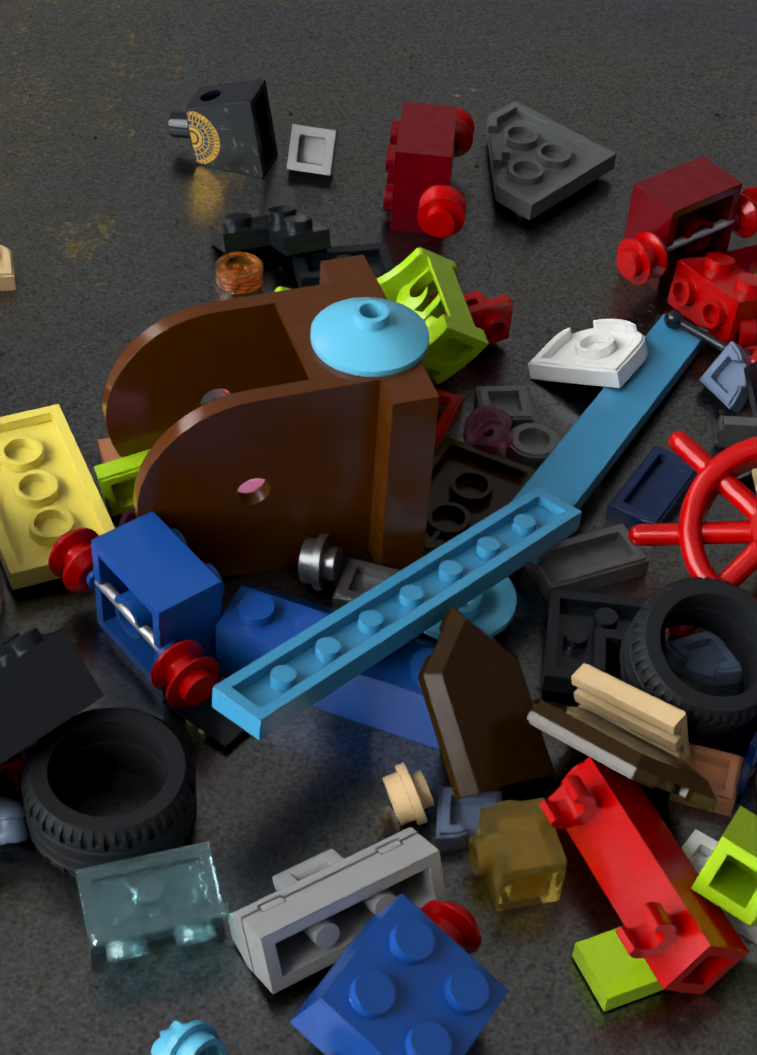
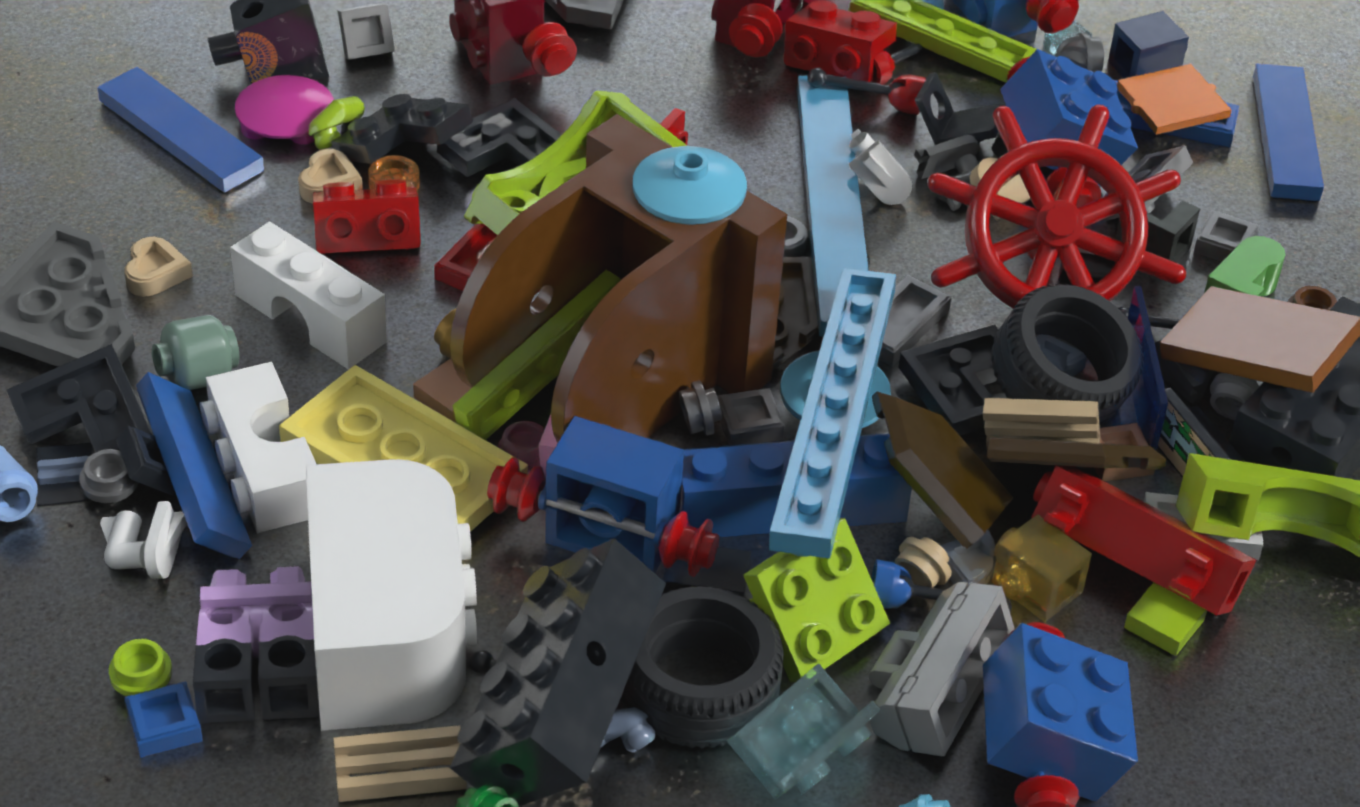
camera: 30 degrees left, 0 degrees up
(75, 329) = (340, 309): none -> white arch
(106, 177) = (181, 129): none -> blue tile
(168, 286) = (366, 218): none -> red bracket
(186, 253) = (324, 168): none -> tan tile
(200, 188) = (281, 107): none -> dark pink dish
(232, 202) = (336, 113): none -> lime arm
(261, 789) = (818, 603): none -> lime plate
(361, 803) = (896, 585): none -> blue hinge
(592, 356) = (774, 134): white tile -> none
(652, 490) = (907, 237): dark blue tile -> none
(665, 413) = (879, 169): none -> white piece
(727, 378) = (896, 112): sand blue tile -> none

